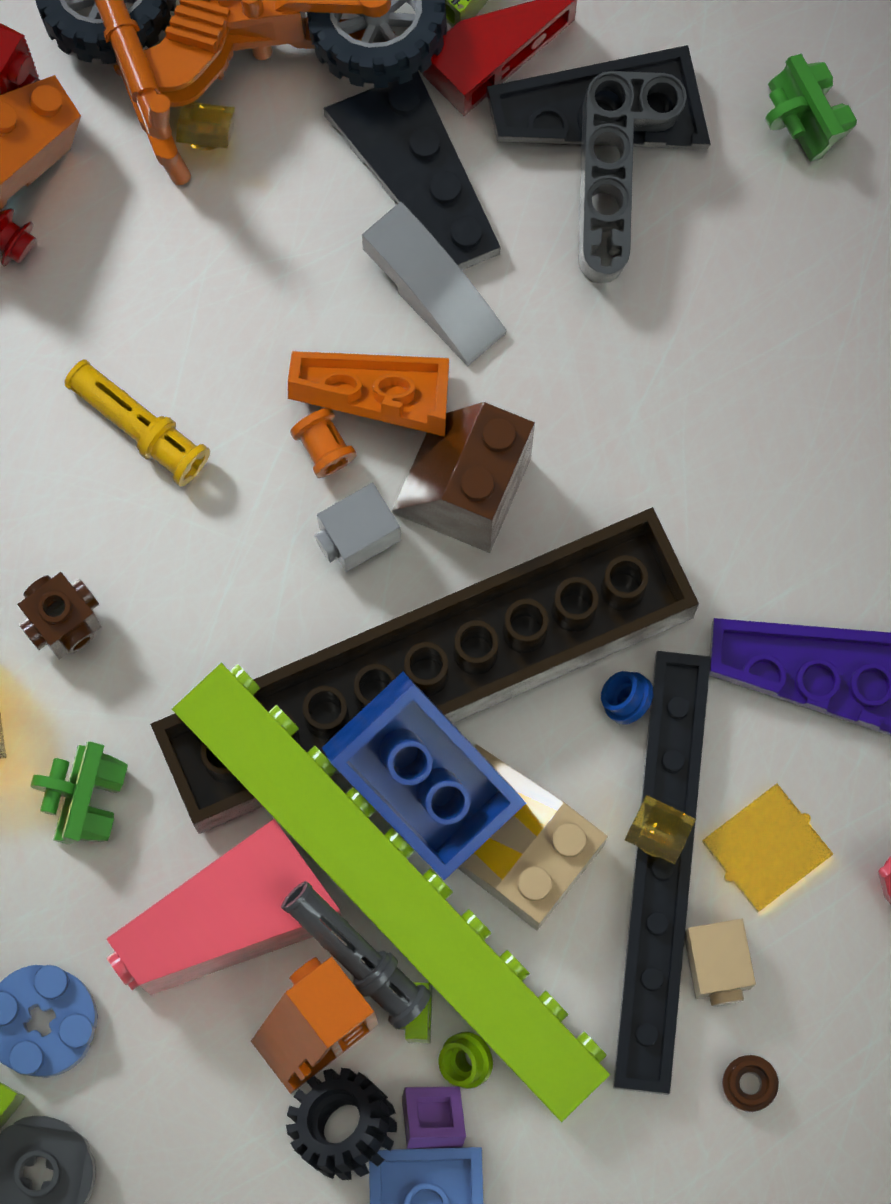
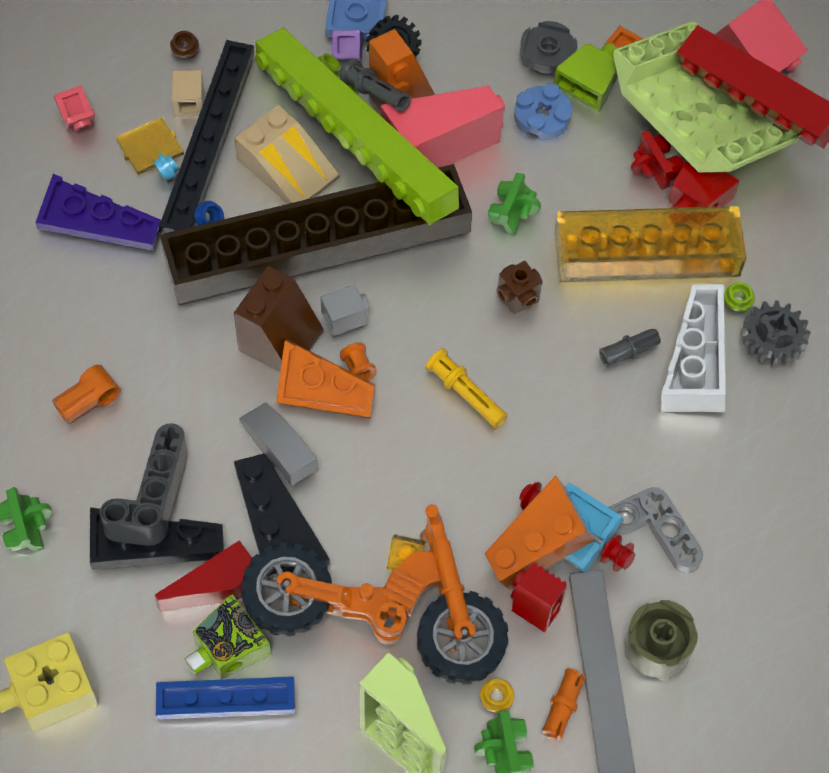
camera: 175 degrees left, 15 degrees down
(423, 776) = (327, 162): blue brick -> none
(660, 829) = (205, 139): clear yellow plate -> none
(724, 789) = (166, 166): none -> medium azure plate
(753, 338) = (93, 389): none -> orange piece

